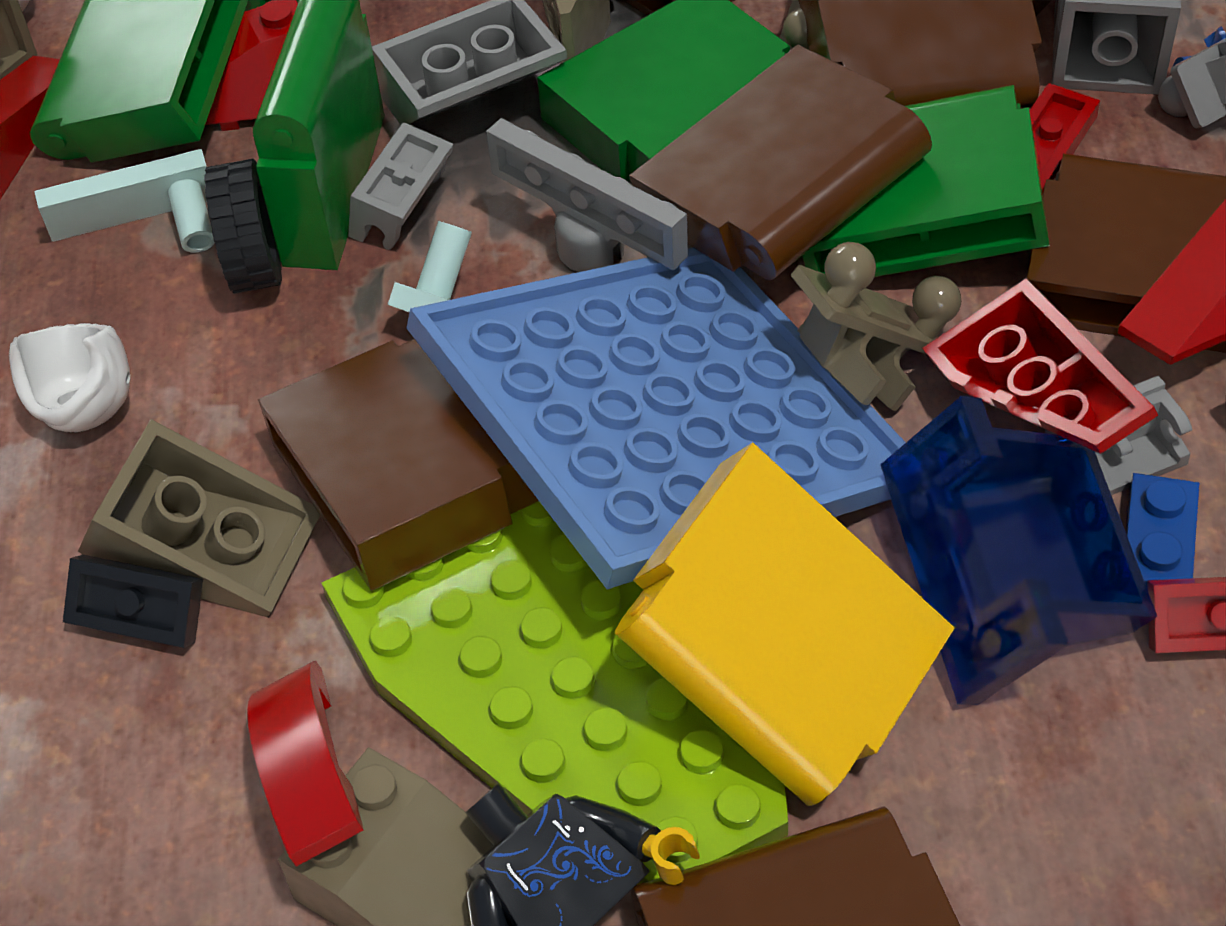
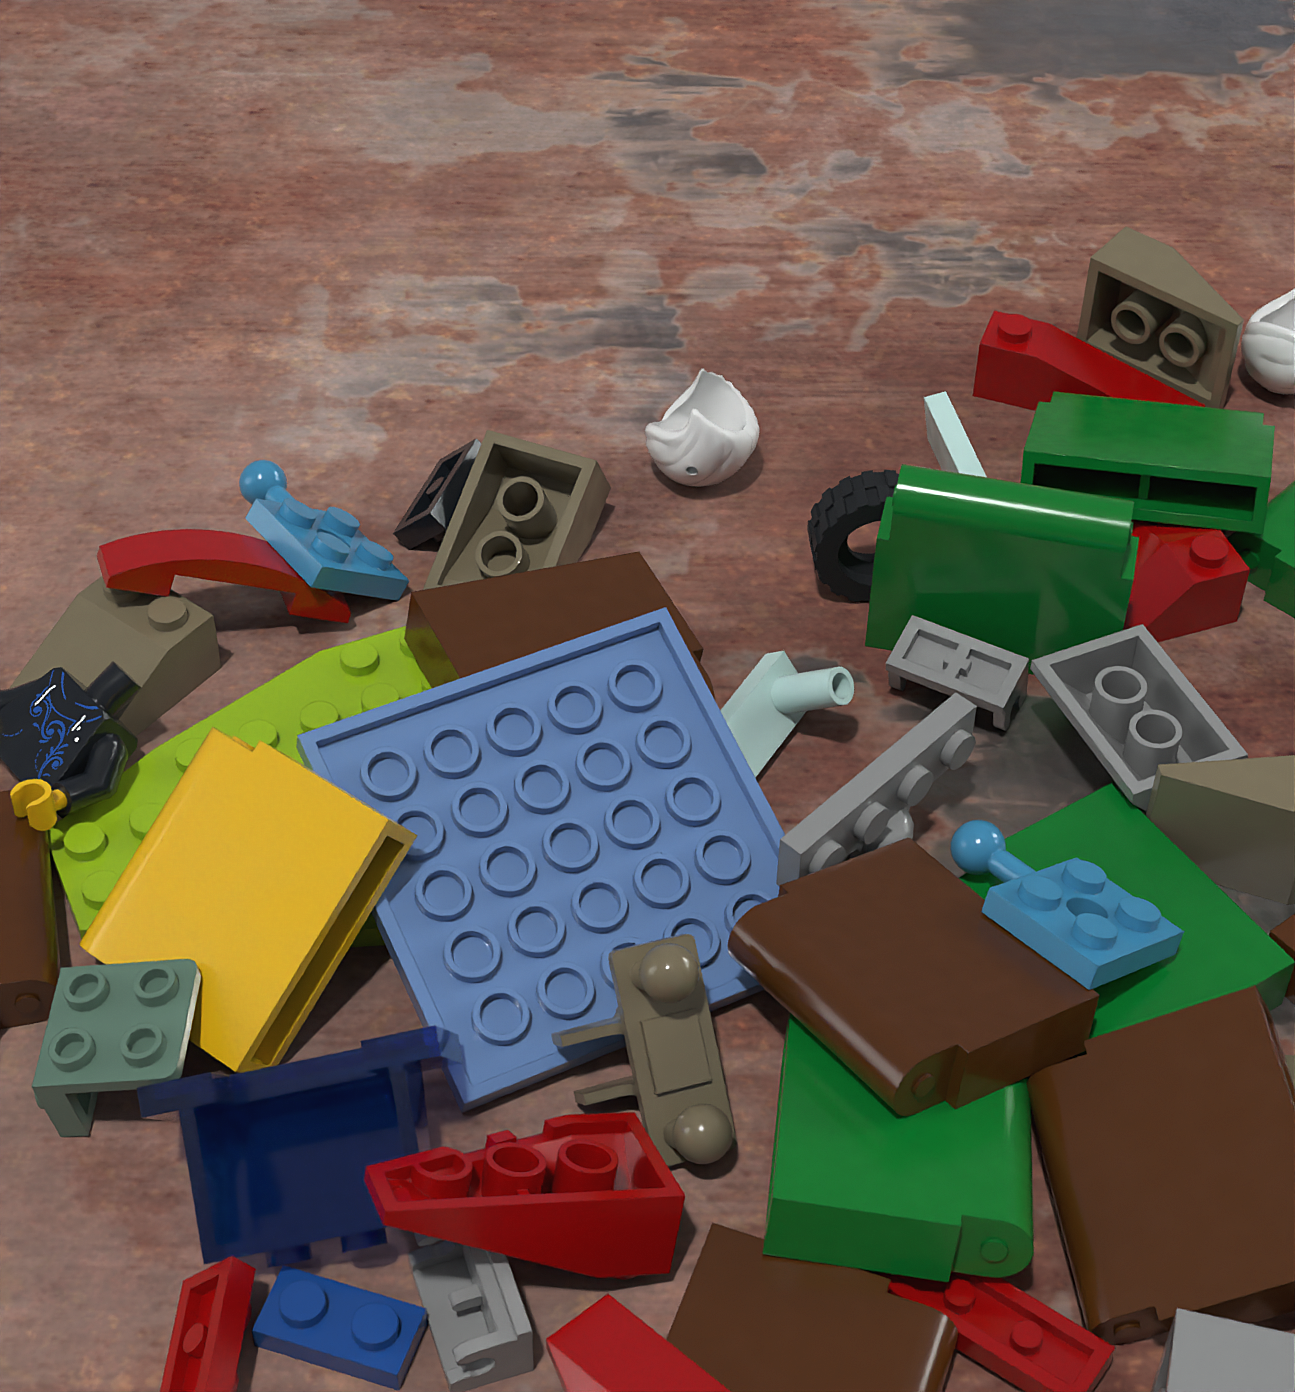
camera: 90 degrees right, 5 degrees down
(210, 698) = (317, 543): none -> dark azure plate
(703, 75) = (1066, 910): none -> dark azure plate
(947, 725) = (113, 1033): none -> sand green bracket

